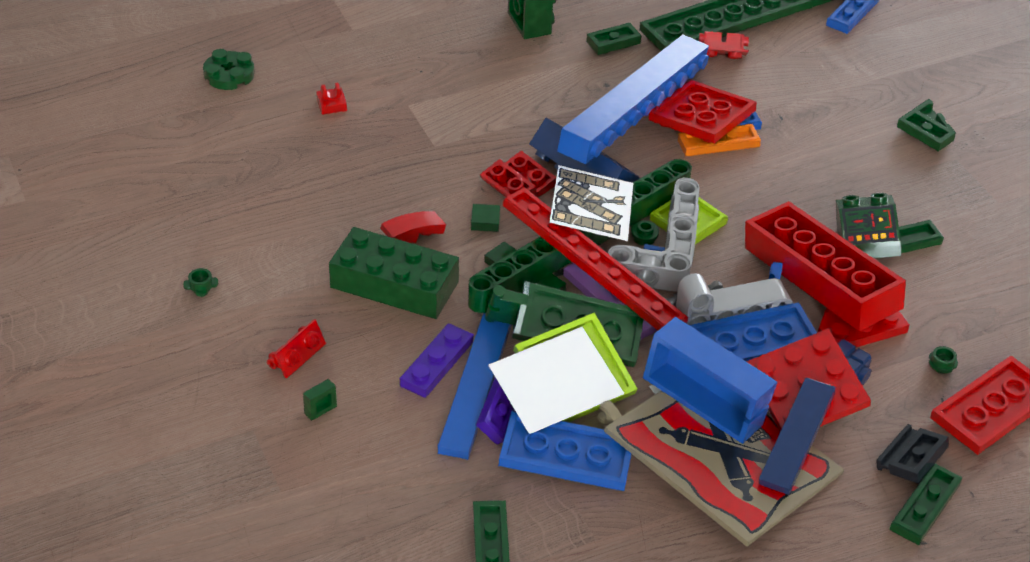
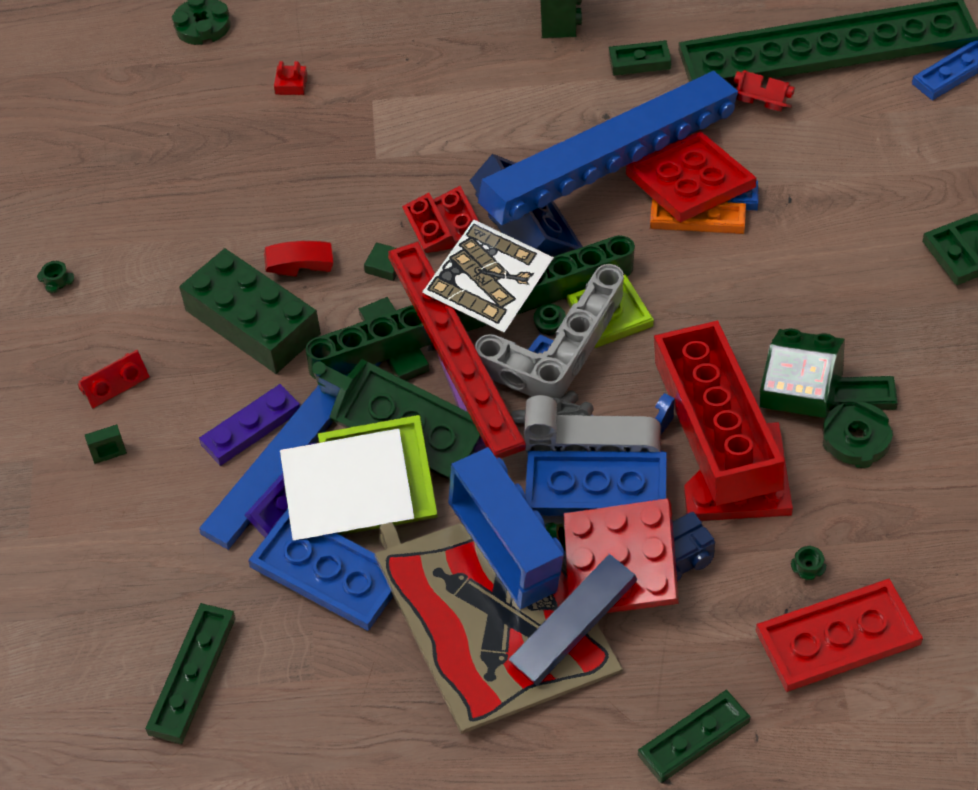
camera: 25 degrees right, 10 degrees up
(913, 453) = (707, 671): black plate -> none
(935, 275) = (855, 450): none -> dark green plate

